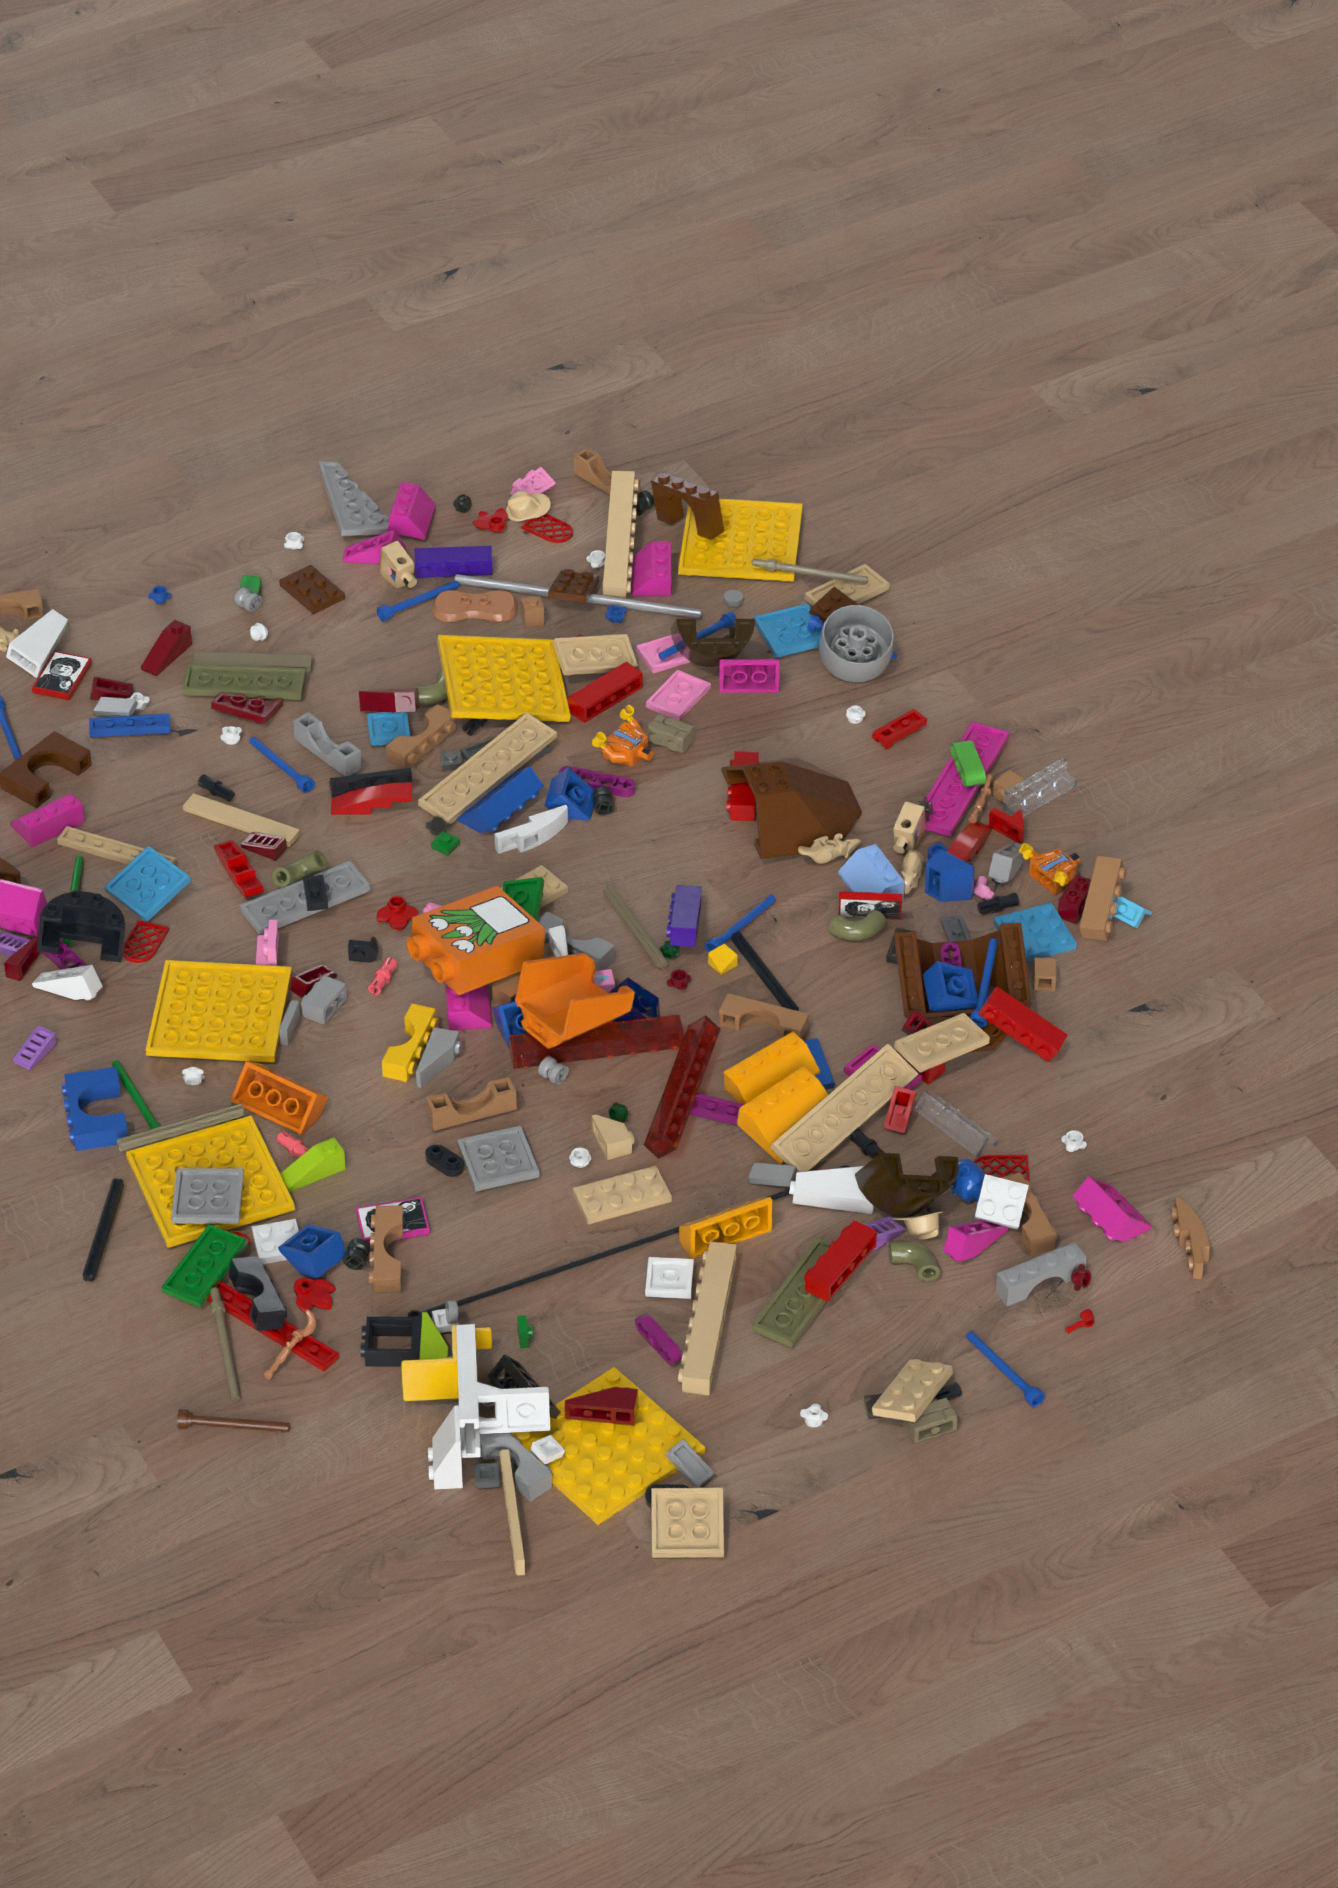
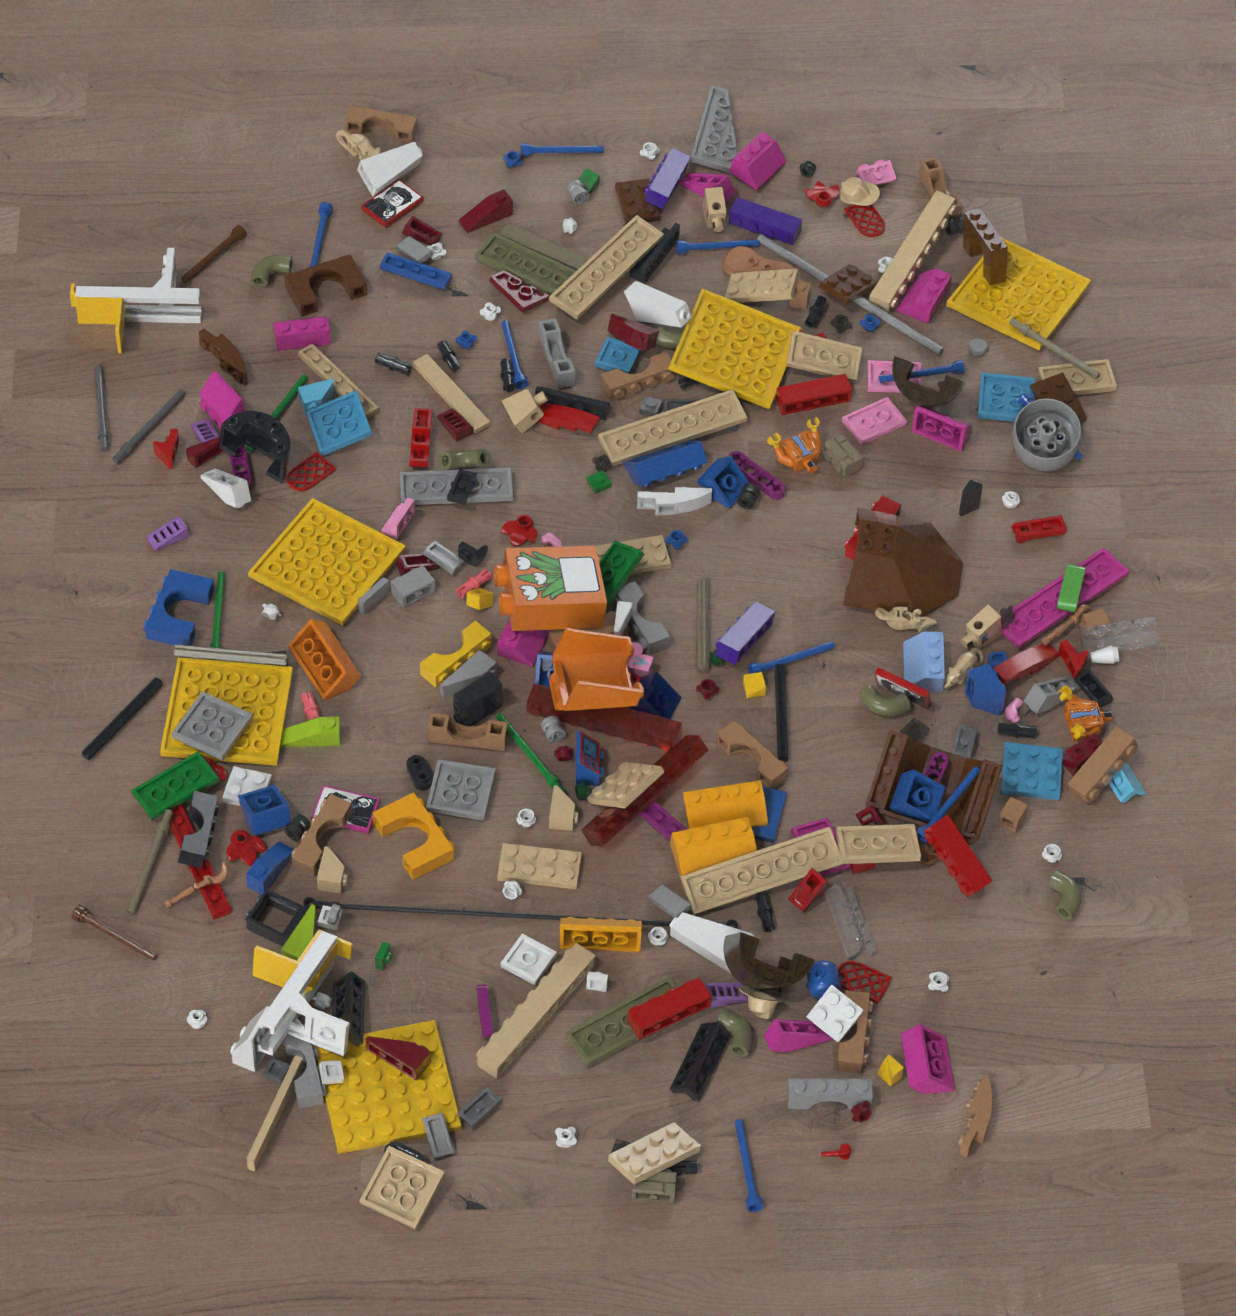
camera: 25 degrees right, 10 degrees up
(102, 869) = (315, 394): none -> medium azure slope
(163, 814) = (393, 363): none -> black pin
(169, 580) = (527, 150): none -> blue piece
(223, 767) = (466, 339): none -> blue plate
(288, 783) = (507, 375): none -> black pin
(325, 653) = (606, 267): none -> tan plate
(329, 803) = (525, 408): none -> tan torso
(331, 556) = (667, 178): none -> brick
(336, 963) = (443, 557): none -> light grey tile
(351, 1302) = (268, 867): none -> blue slope
(362, 627) = (650, 262): none -> black fence
(372, 1463) = (197, 1023): none -> white plate
(398, 986) = (479, 599): none -> yellow slope
(403, 666) = (656, 307): none -> white slope
(419, 1280) = (331, 873): none -> tan slope
(464, 1069) = (477, 700): none -> black window
(465, 1196) = (412, 813): none -> light orange arch
(493, 614) = (762, 285): none -> tan plate
(556, 621) = (815, 312): none -> black axle
(558, 863) = (676, 539): none -> blue plate
(578, 1087) = (563, 753): none -> dark red plate
(582, 1115) = (551, 779): none -> green bar
(587, 623) = (840, 322): none -> clear smoke plate
(606, 1082) = (588, 760): none -> blue slope
(610, 1229) = (511, 889): none -> white plate
(662, 1087) = (625, 784): none -> tan plate
(712, 1424) = (479, 1107): none -> flat silver plate
(751, 1269) = (597, 981): none -> white plate
(781, 1208) = (658, 932): none -> white plate
(821, 722) = (970, 497): none -> black slope
(903, 1294) = (704, 1060): none -> black fence
(1038, 809) = (1106, 655): none -> white cone
(1043, 840) = (1093, 688): none -> black slope
(1083, 1232) = (890, 1070): none -> yellow slope
(1103, 993) = (1052, 849): none -> white plate
(1142, 1018) = (1069, 893): none -> olive cylinder

